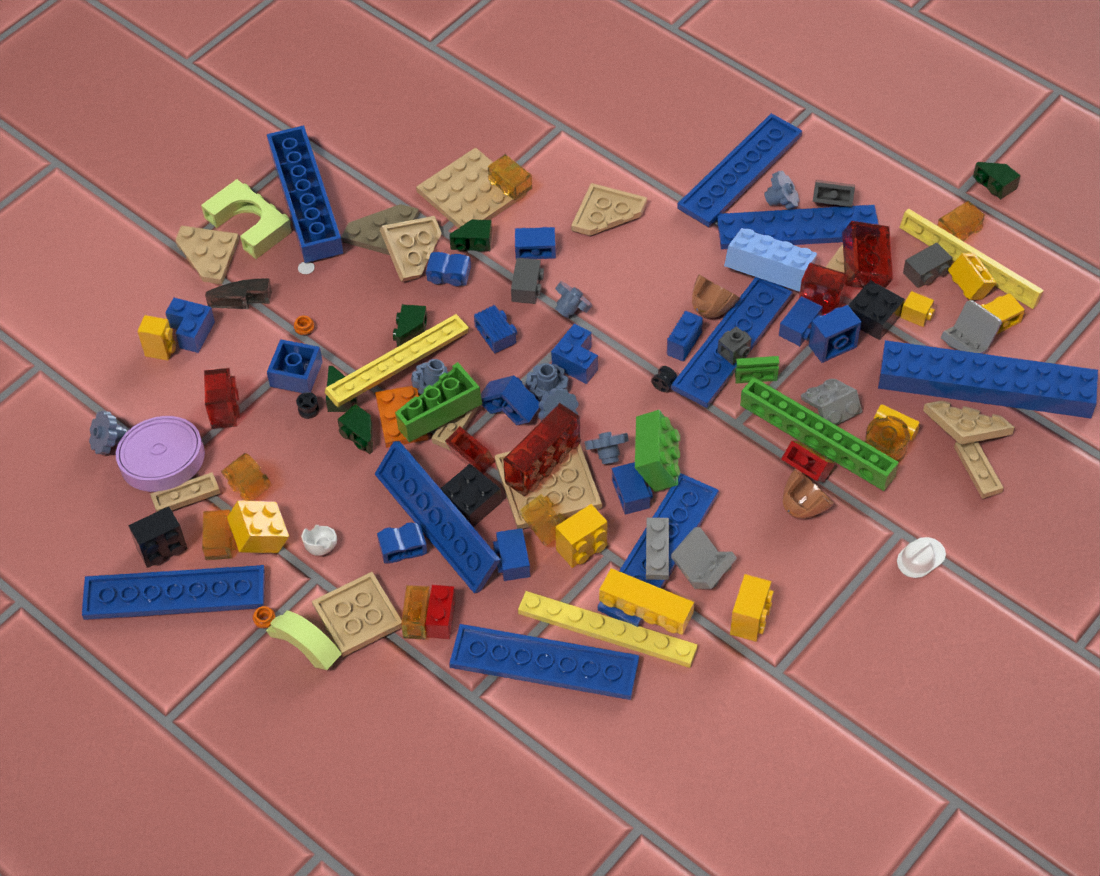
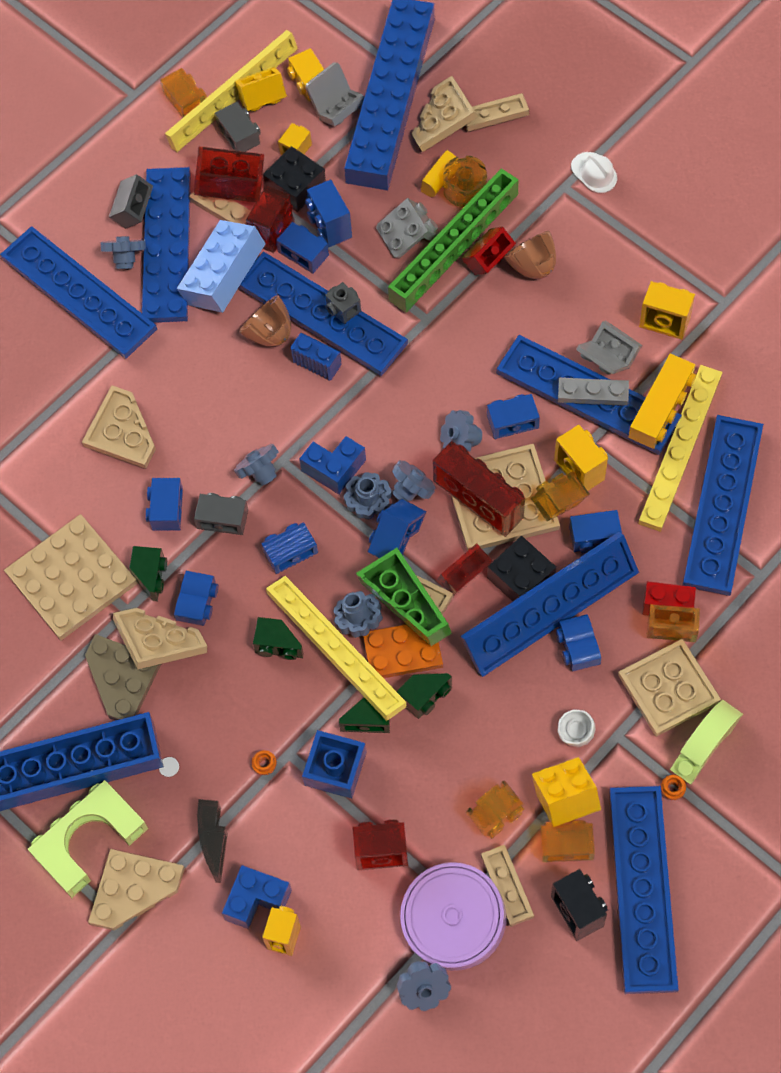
camera: 85 degrees left, 10 degrees up
(310, 400) = (383, 746): black wheel -> none
(509, 177) = (70, 524): clear yellow brick -> none
(657, 450) = (477, 380): bright green brick -> none
(664, 379) = (371, 379): black wheel -> none
(761, 368) = (366, 285): bright green plate -> none
(997, 178) = (126, 55): dark green slope -> none

